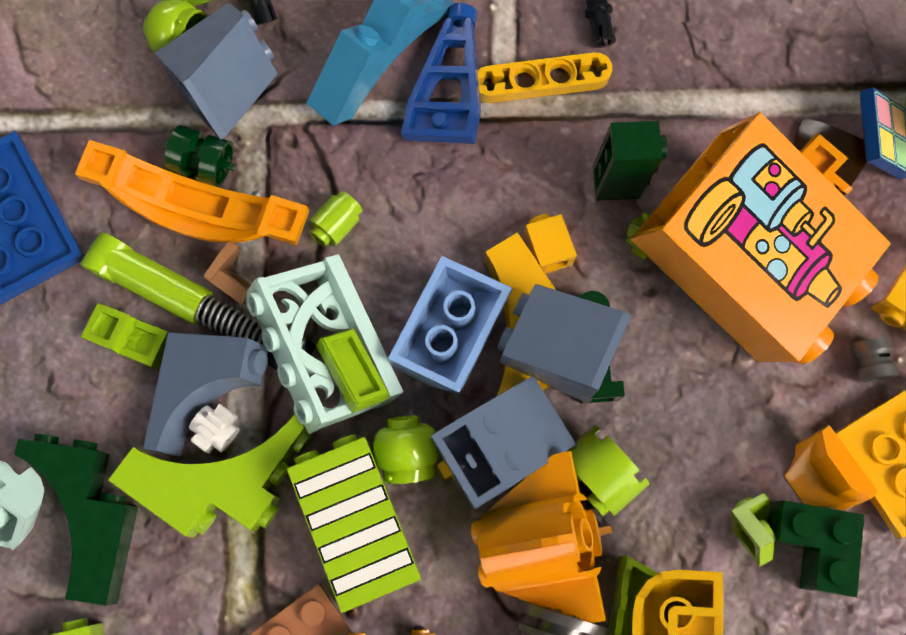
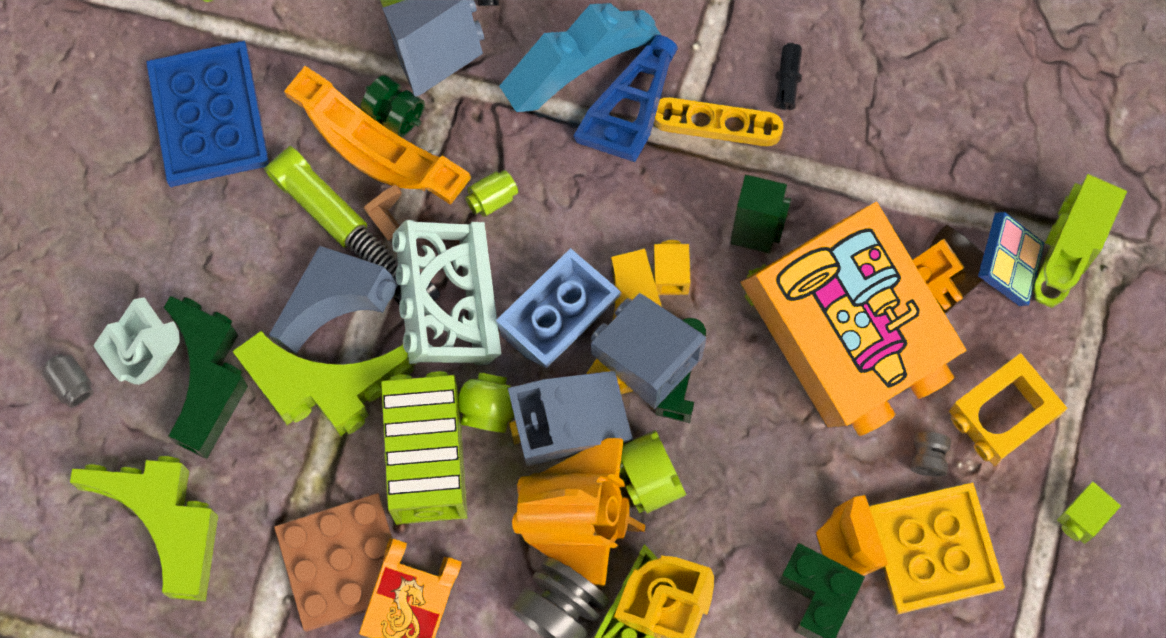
camera: 25 degrees right, 5 degrees down
(126, 336) = (282, 240): lime slope -> none
(214, 428) = (332, 338): white gear -> none
(352, 370) = (463, 321): lime tile -> none
(752, 530) = (766, 561): lime bracket -> none

